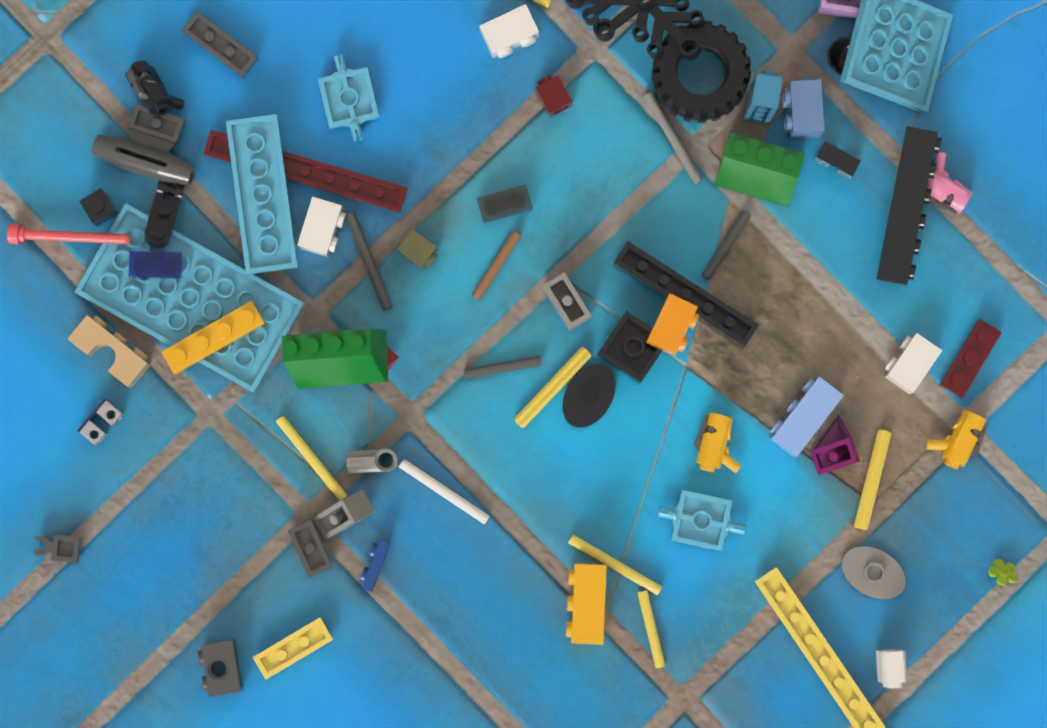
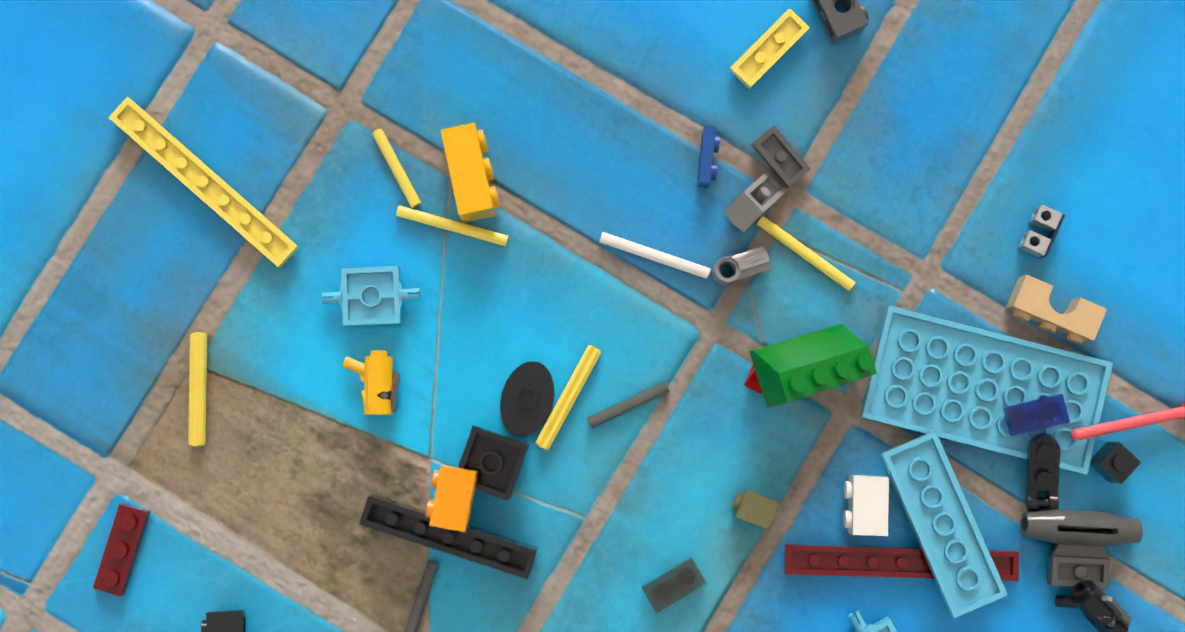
camera: 165 degrees right, 0 degrees up
(63, 548) = (1042, 89): dark grey plate -> none
(213, 337) = (949, 352): yellow plate -> none
(369, 261) = (804, 482): dark grey bar -> none
(496, 265) = (664, 514): medium nougat bar -> none
(566, 302) = (577, 494): light grey brick -> none
(805, 416) = (285, 438): light blue brick -> none
(834, 449) = (245, 411): magenta slope -> none
(873, 572) = (173, 289): light grey piece -> none
(891, 667) = (126, 191): white brick -> none
(912, 363) = (182, 527): white brick -> none
(963, 441) = (106, 457): yellow piece -> none
(1004, 572) = (33, 326): lime plant -> none

